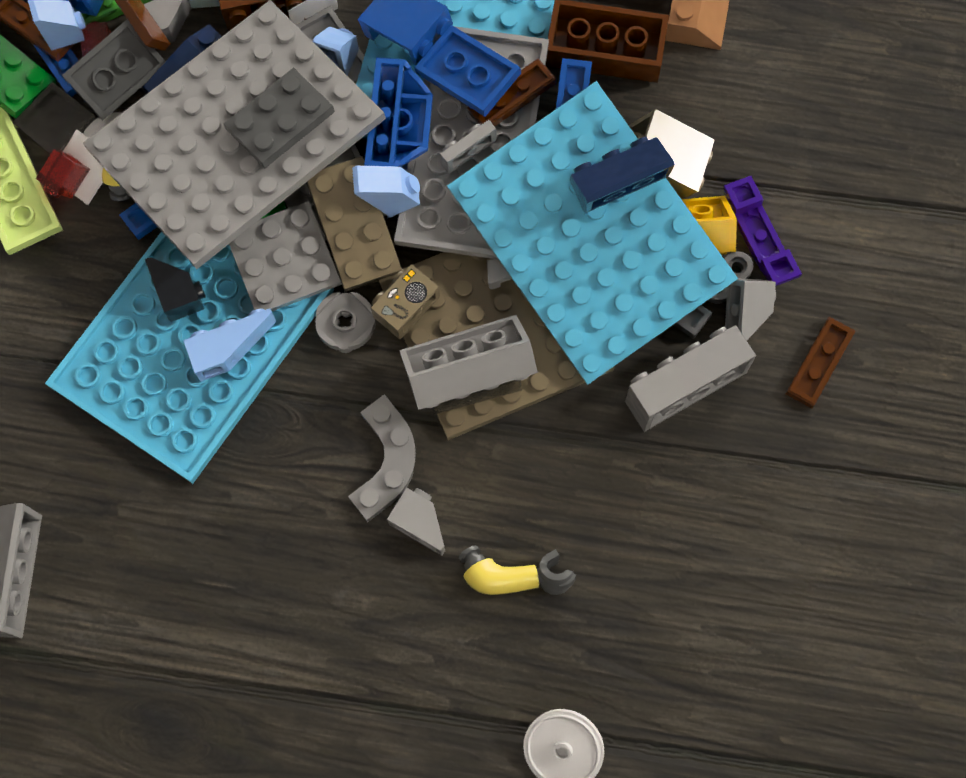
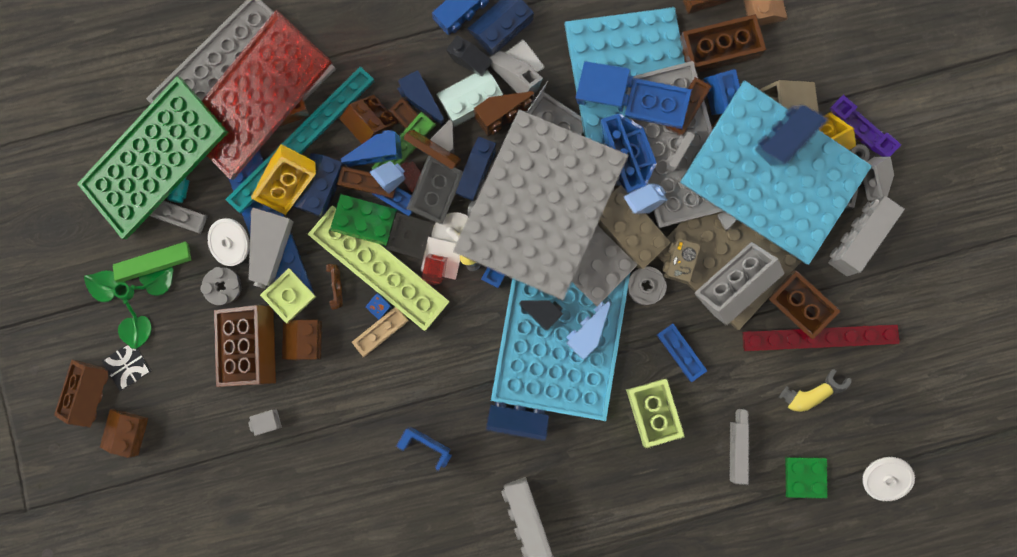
camera: 25 degrees left, 10 degrees up
(65, 425) = (517, 421): none -> dark blue slope
(263, 498) = (655, 413): none -> yellowish green brick
(279, 117) = (568, 186): dark grey plate -> none
(339, 46) = (567, 118): light blue slope -> none
(348, 434) = (681, 352): none -> blue plate
(362, 604) = (739, 448): none -> light grey hinge
(398, 460) = (716, 353): light grey plate -> none
(418, 519) = (746, 384): light grey slope -> none
(444, 695) = (806, 477): none -> green plate
(553, 437) = (803, 304): none -> reddish brown slope
(563, 501) = (826, 338): none -> dark red plate
(820, 362) = (929, 191): reddish brown tile -> none

